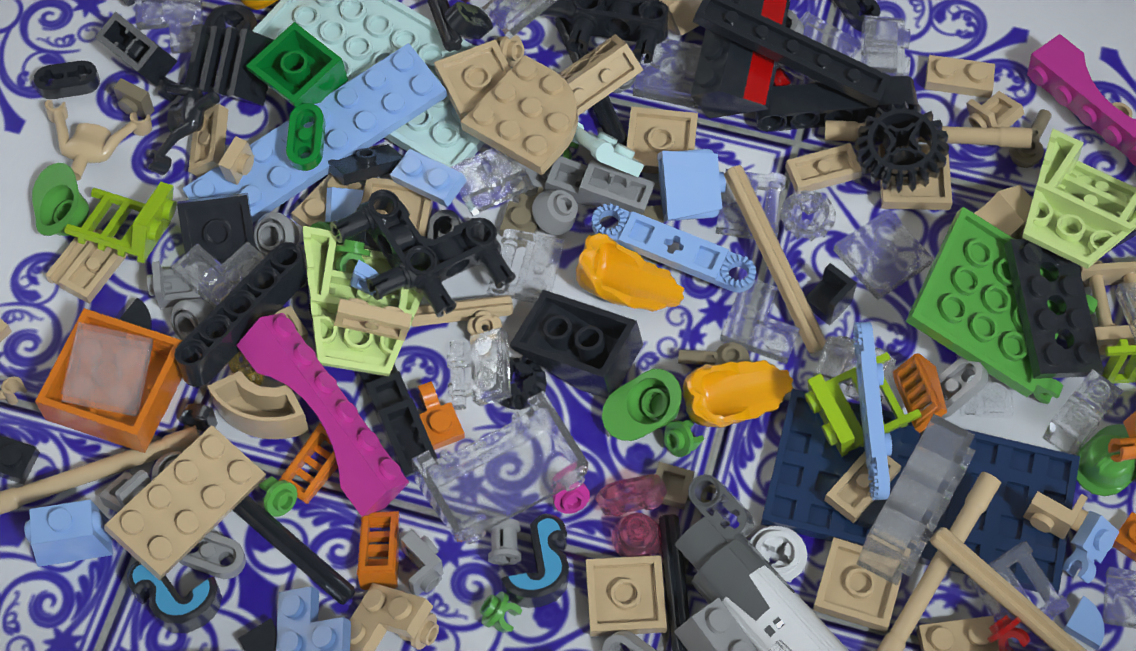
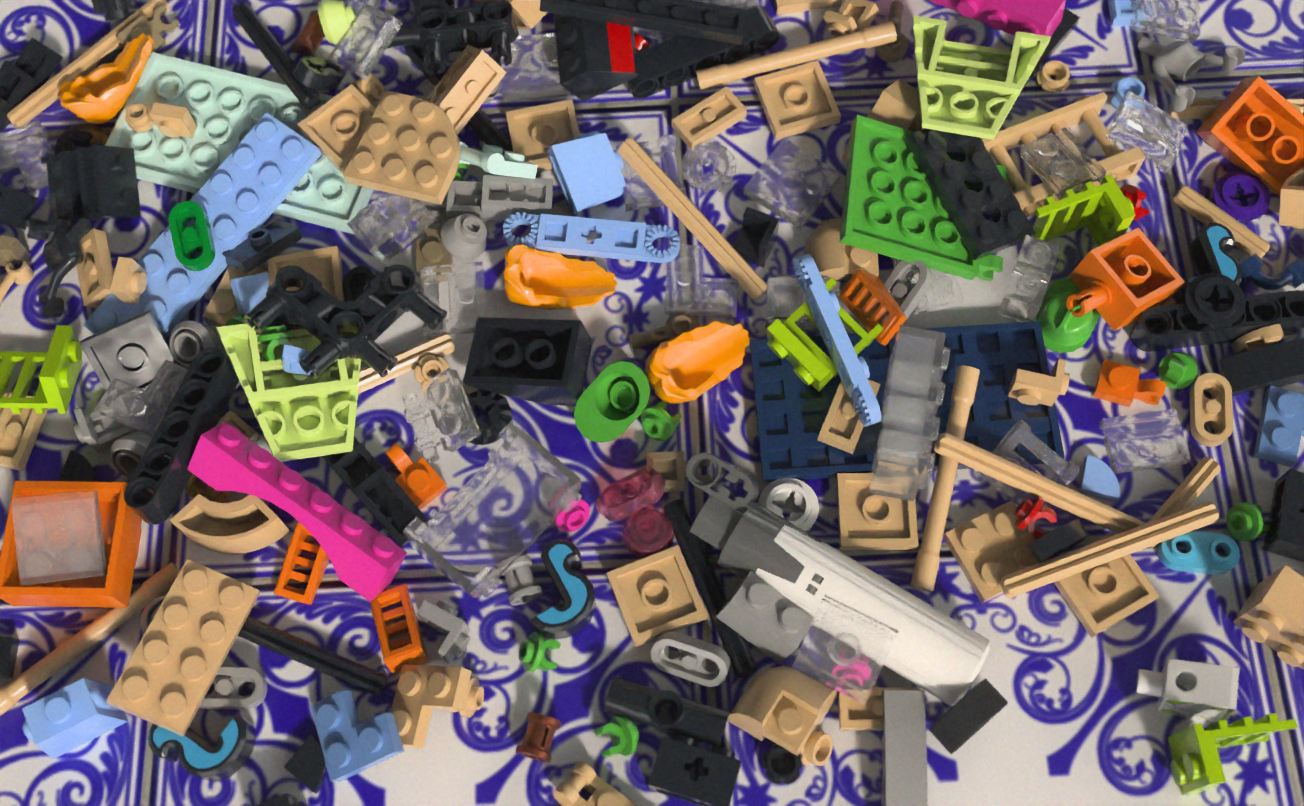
camera: 15 degrees left, 5 degrees up
(124, 489) = (118, 652): light grey bracket -> none
(198, 415) = (172, 551): black tile -> none
(279, 496) = (280, 607): bright green plate -> none
(299, 67) = (162, 168): green slope -> none
(316, 22) = (169, 119): none -> tan plate
(384, 321) = (328, 399): tan plate -> none
(428, 177) = (328, 240): light blue plate -> none
(901, 338) = (836, 258): none -> tan brick
(902, 165) = (786, 91): black gear -> none
(1092, 544) = (1079, 403): light blue plate -> none

